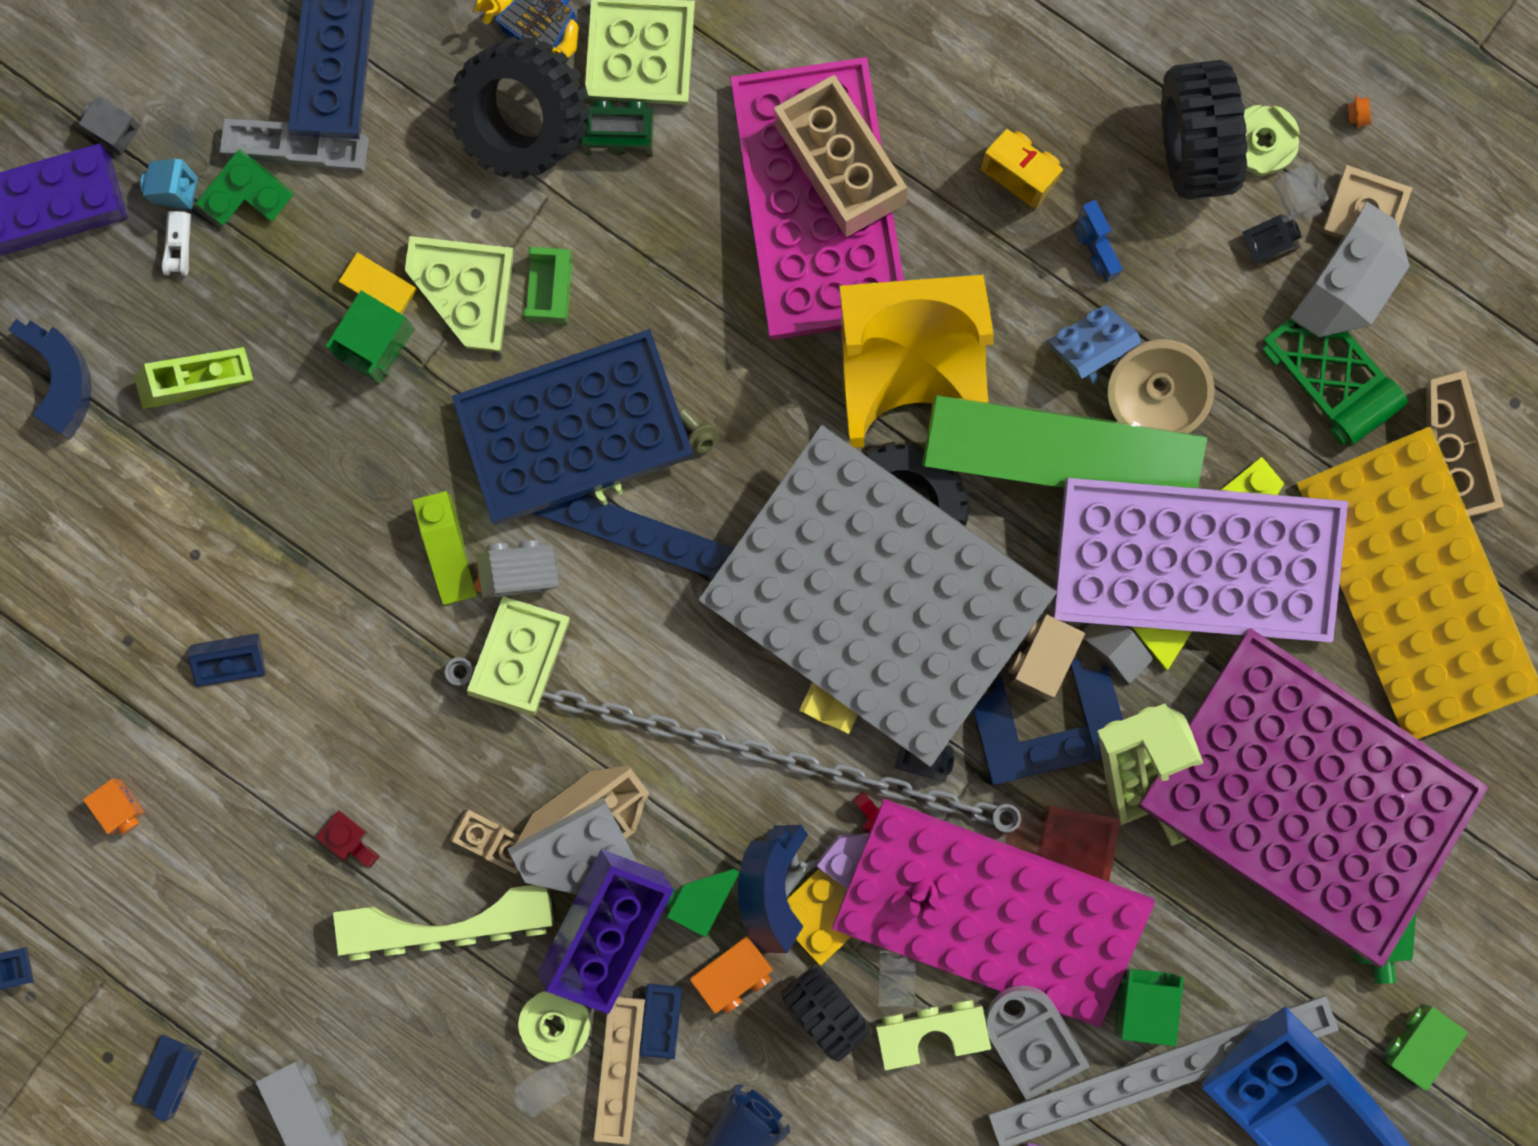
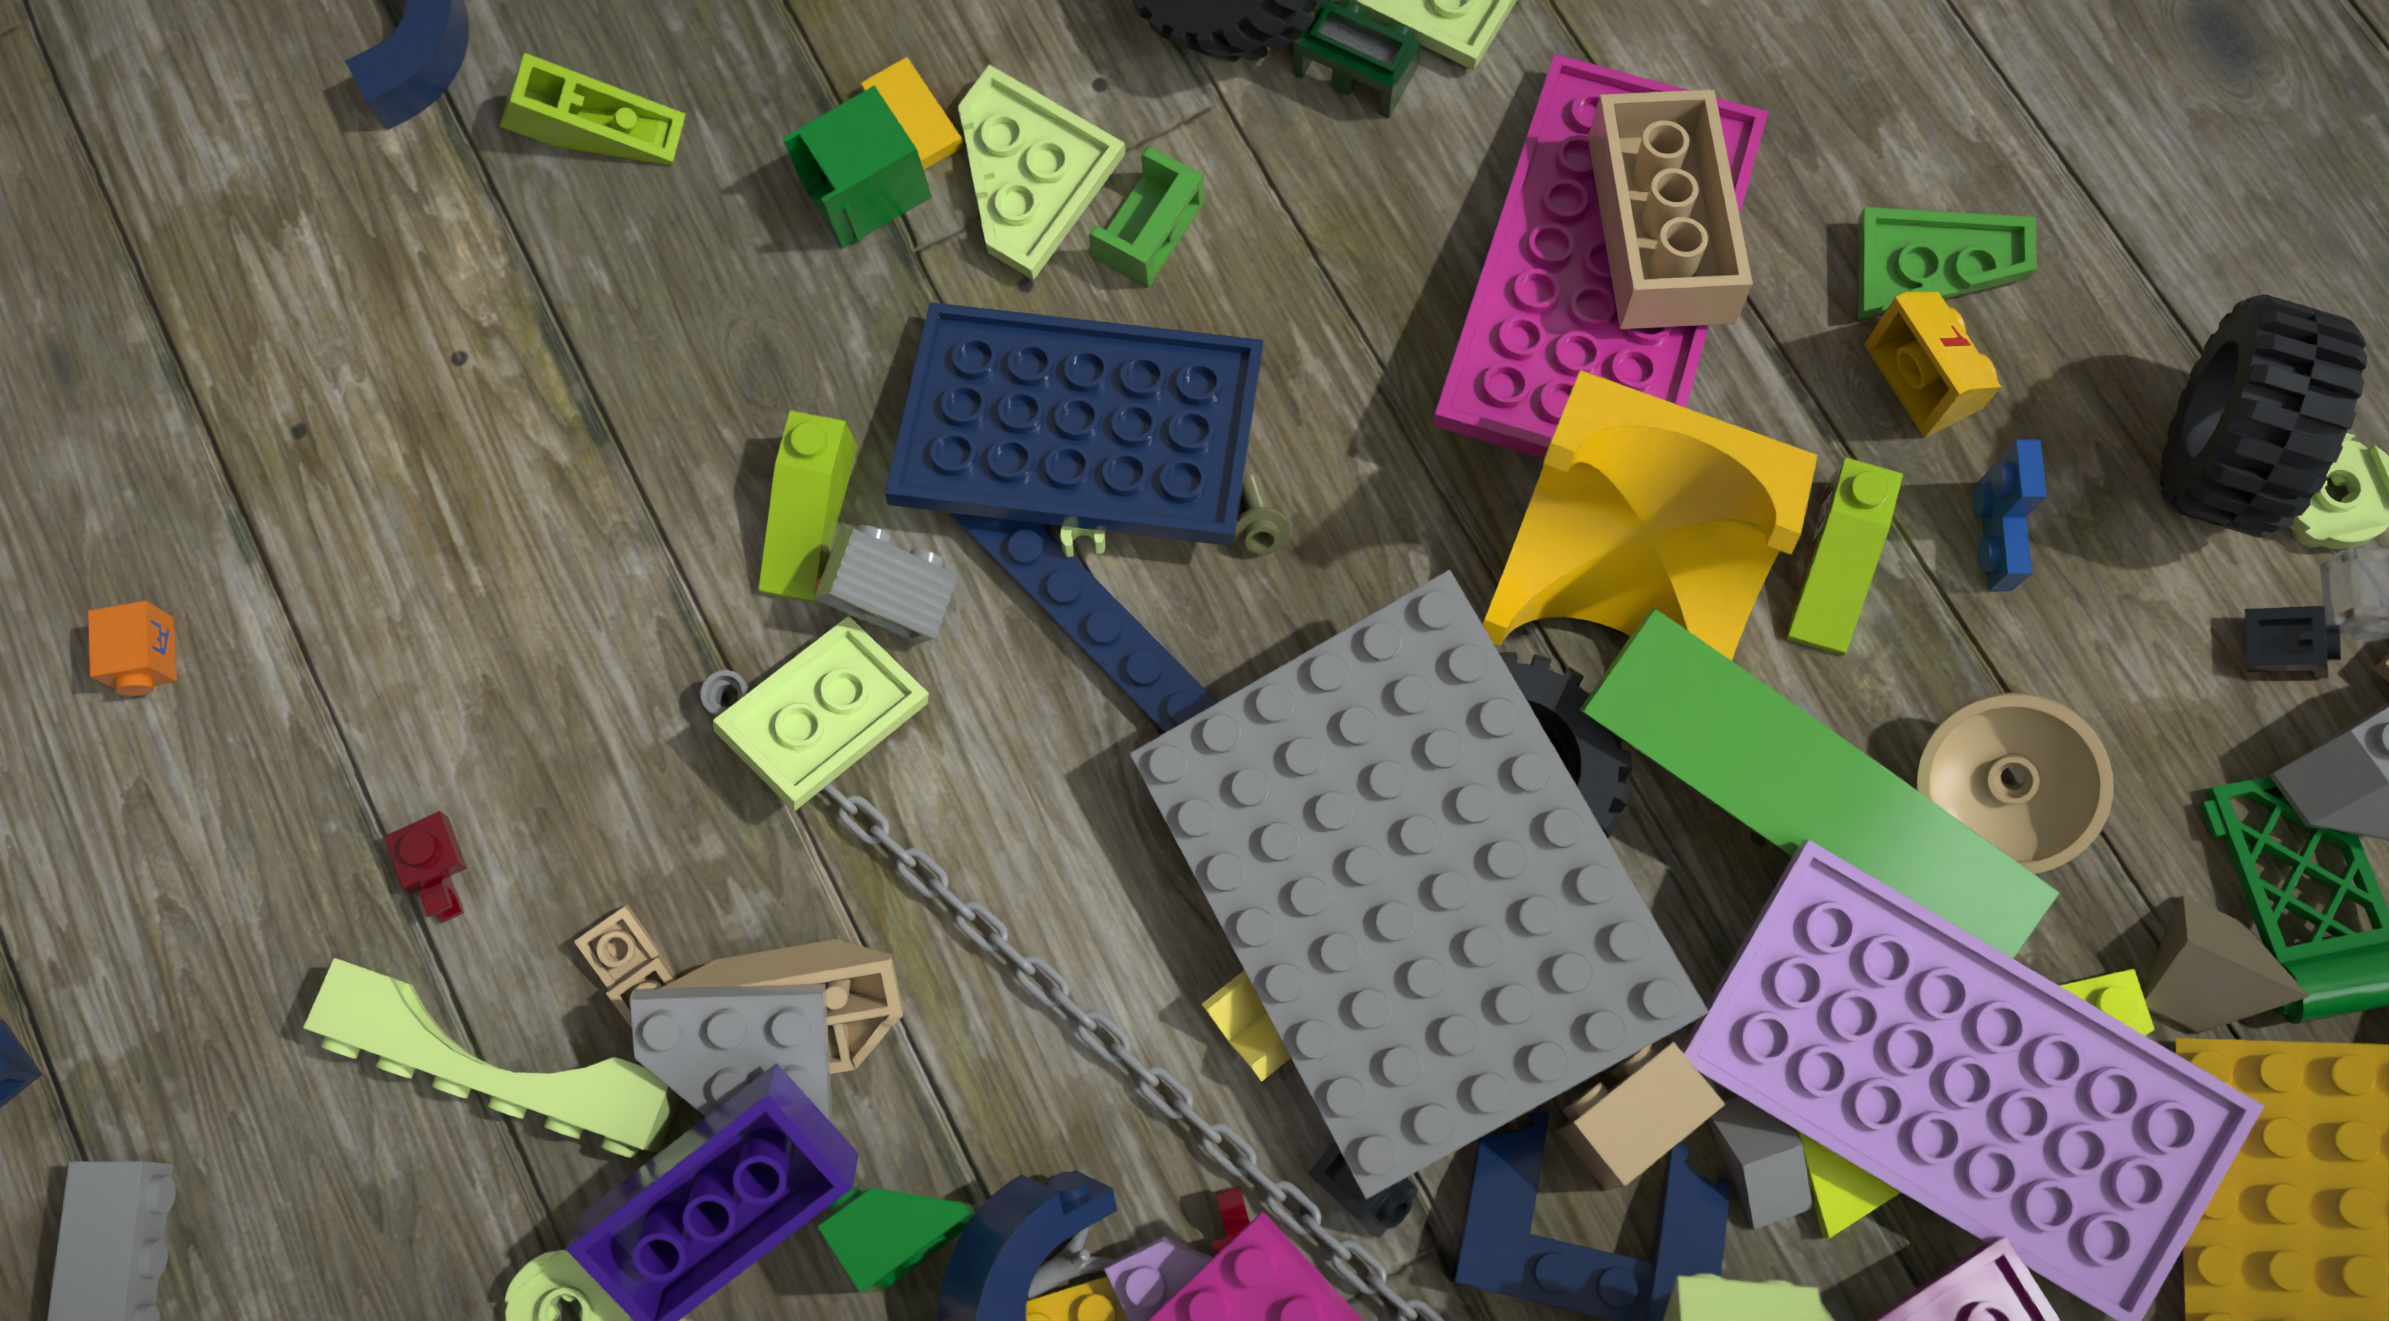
camera: 30 degrees right, 10 degrees down
(226, 660) = (413, 521): dark blue slope -> none
(997, 100) = (1939, 254): none -> bright green wing
(1020, 303) = (1843, 554): none -> lime slope
(1094, 342) = (1935, 663): medium blue plate -> none
(1301, 438) = (2213, 971): none -> dark tan slope

